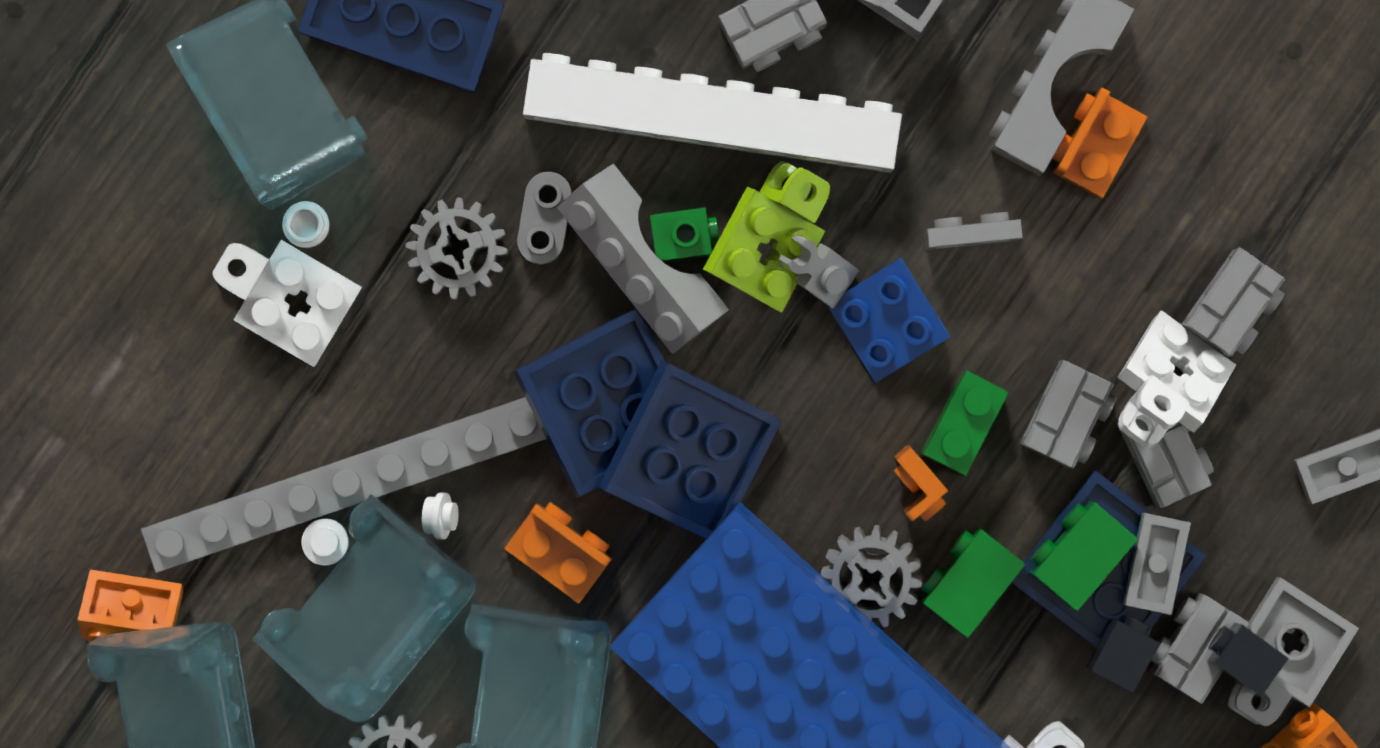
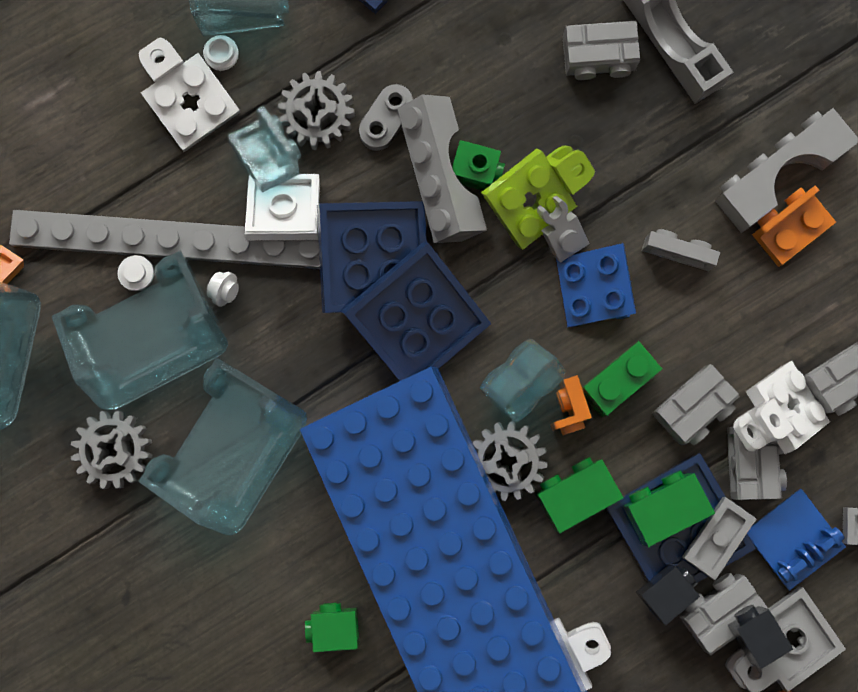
camera: 25 degrees right, 5 degrees down
(418, 327) = (266, 151): none -> clear light blue bracket
(468, 386) = (284, 210): none -> white plate
(559, 551) = (295, 350): orange bracket -> none
(712, 115) = (532, 93): white brick -> none
(848, 473) = (523, 380): none -> clear light blue brick
(1250, 523) = (795, 539): none -> blue hinge

